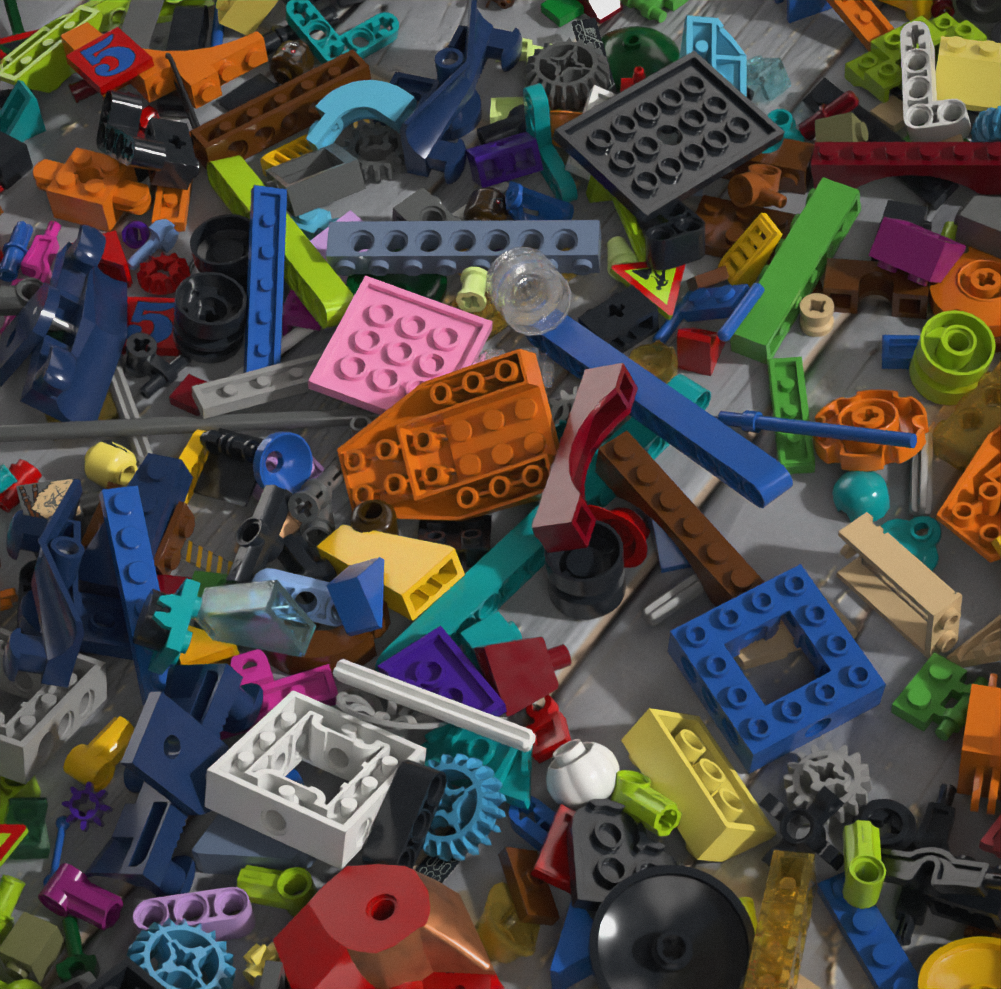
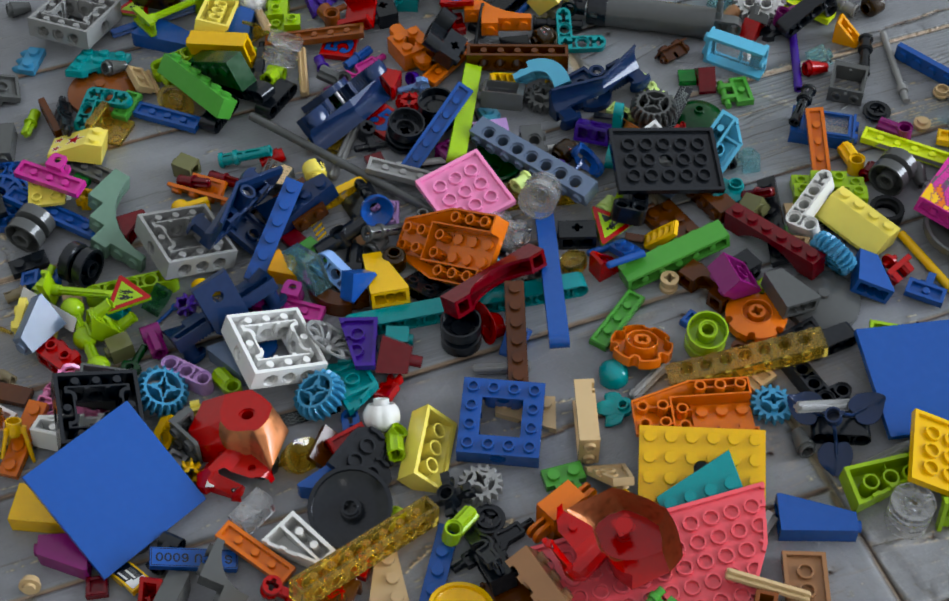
camera: 30 degrees right, 0 degrees up
(165, 623) = (266, 247): teal piece -> none
(405, 815) = (293, 386): black beam -> none
(435, 705) = (345, 348): white axle -> none
(755, 422) = (597, 314): blue bar -> none
(757, 187) = (692, 208): dark orange piece -> none

